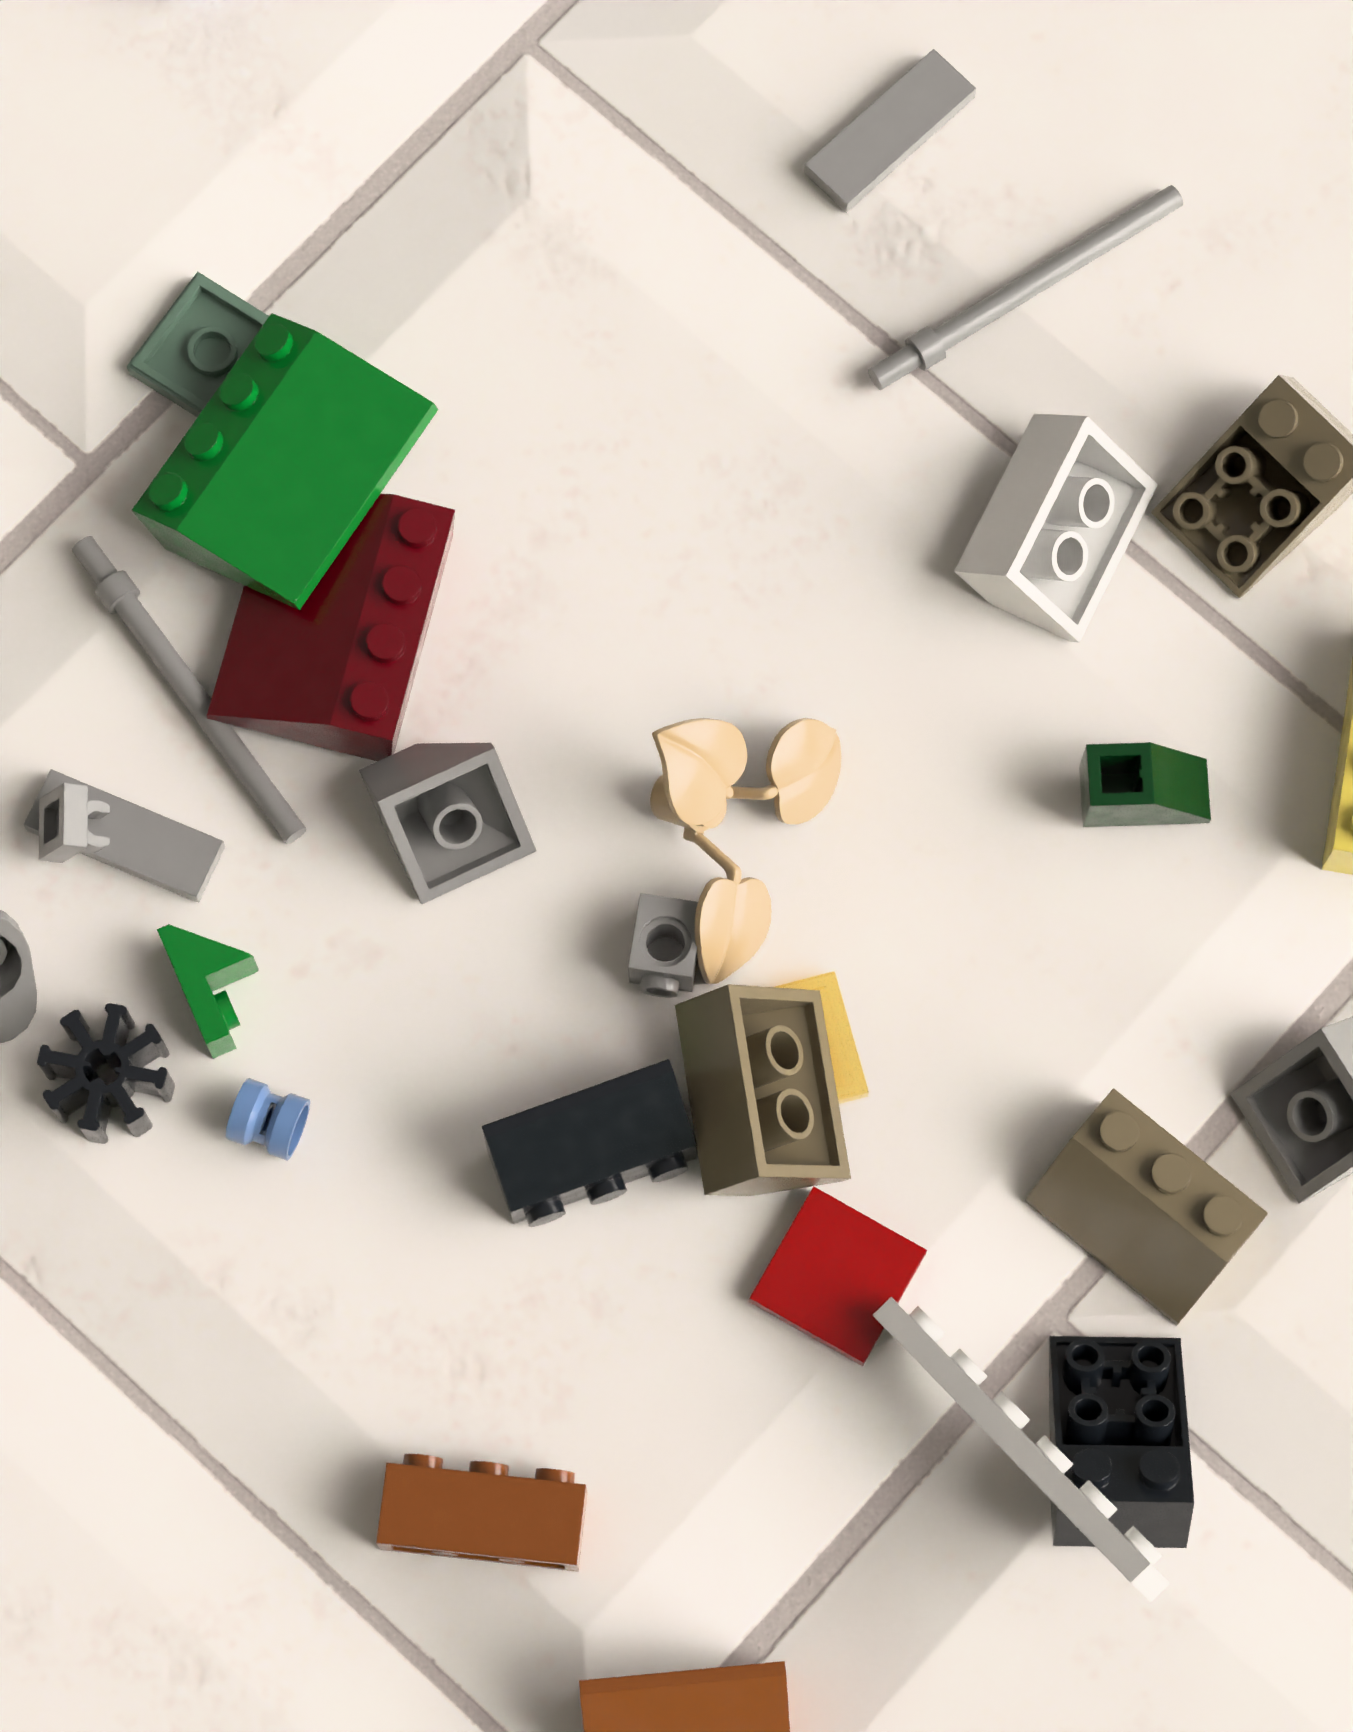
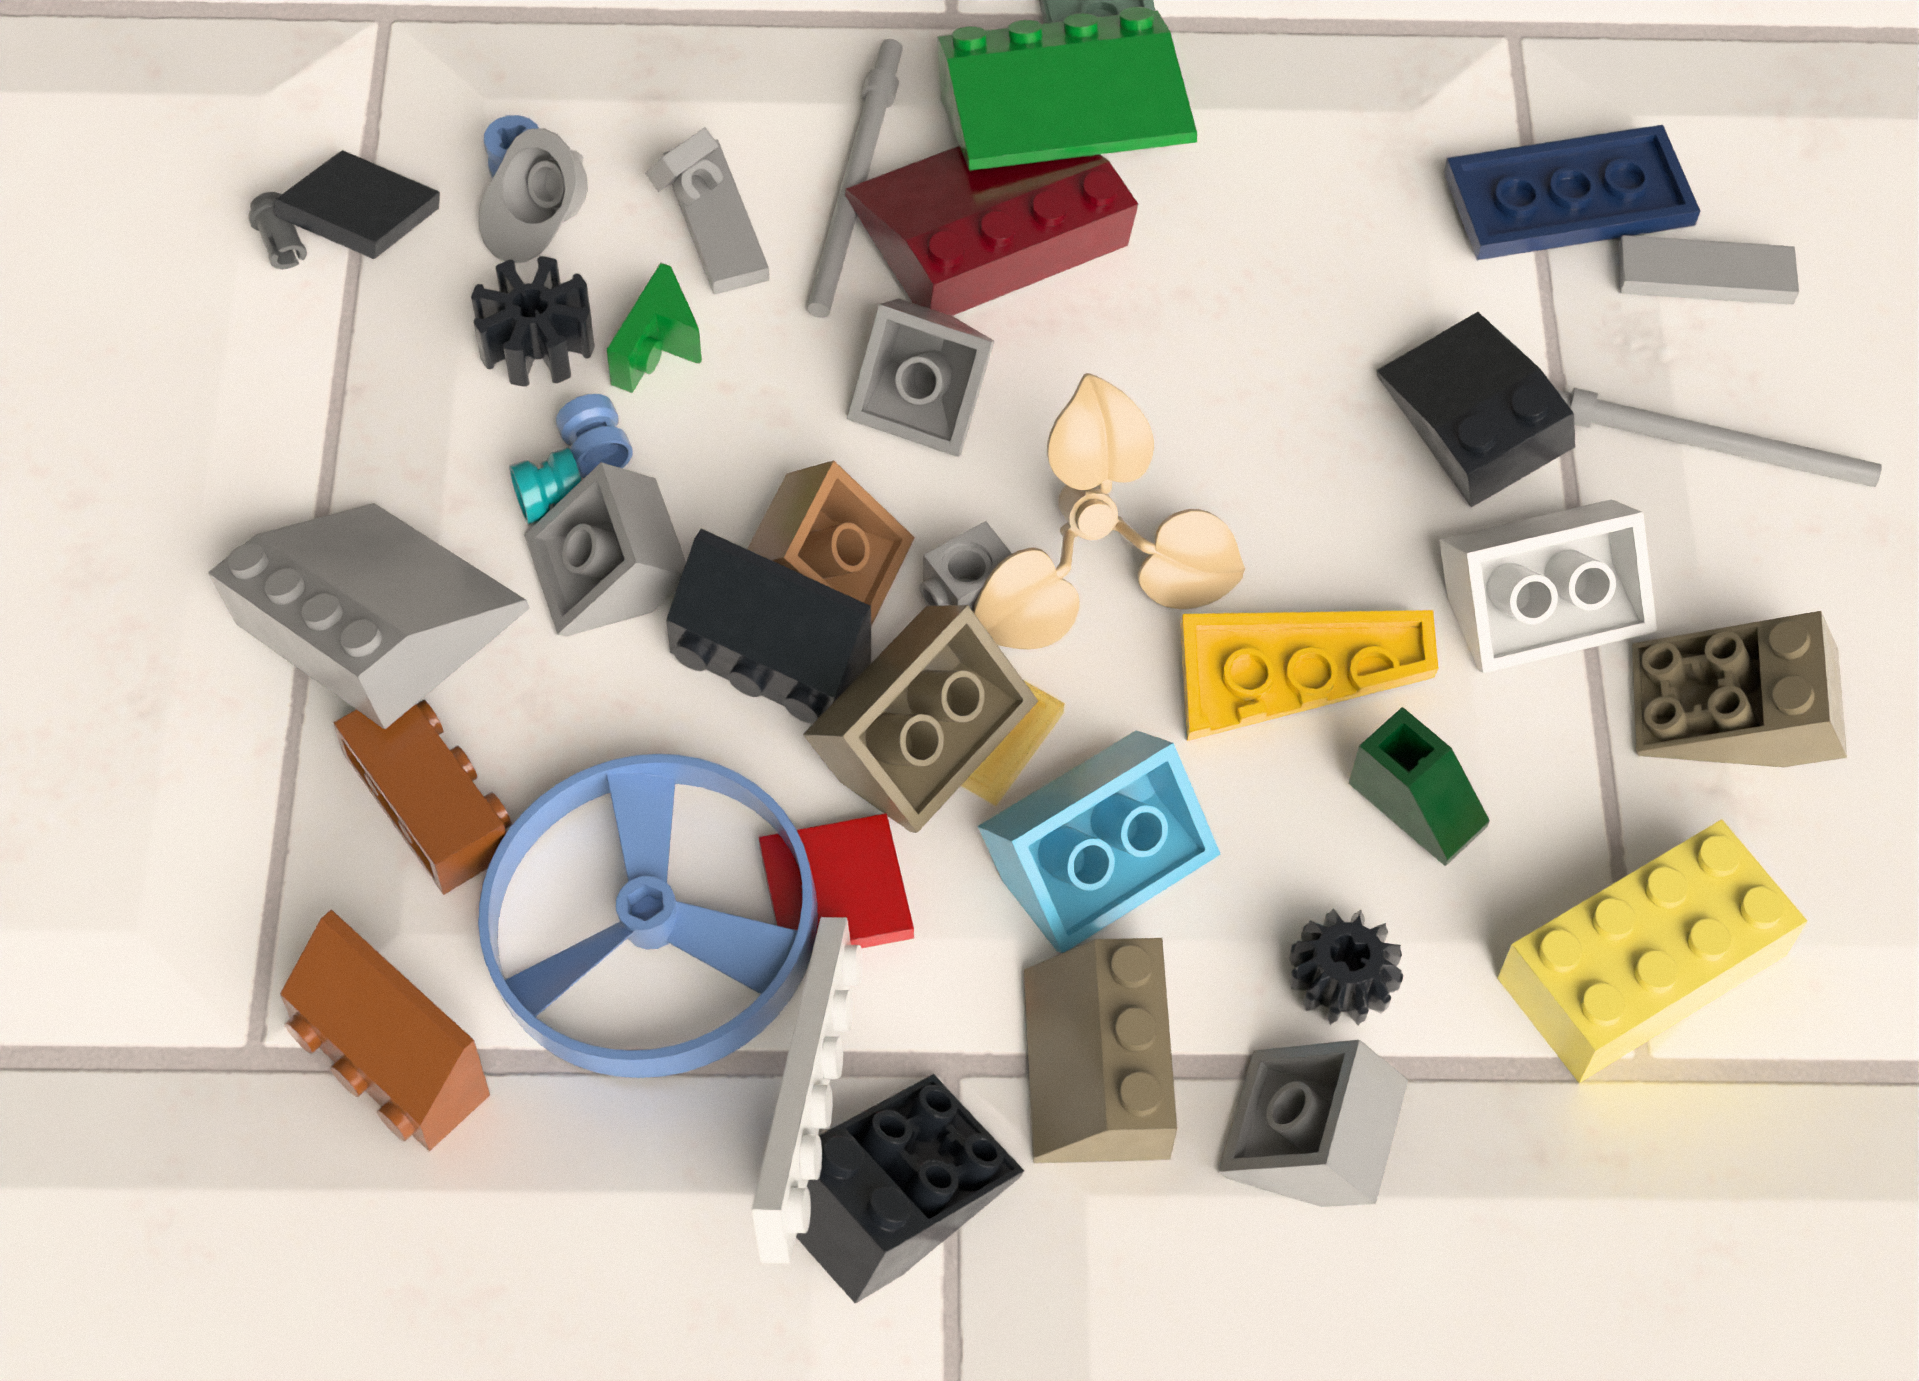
camera: 45 degrees right, 15 degrees down
(283, 1194) = (544, 486): none -> teal wheel
(285, 1427) = (365, 606): none -> light grey slope
(390, 1201) = (606, 551): none -> light grey slope
(541, 1030) = (833, 534): none -> medium nougat slope
(729, 161) = (1570, 192): none -> dark blue plate
(745, 1432) = (650, 917): none -> medium blue piece
(857, 425) = (1480, 407): none -> black slope
(943, 786) = (1284, 663): none -> yellow wing
(974, 1050) = (1101, 839): none -> medium azure slope
(1212, 957) = (1345, 967): none -> black gear

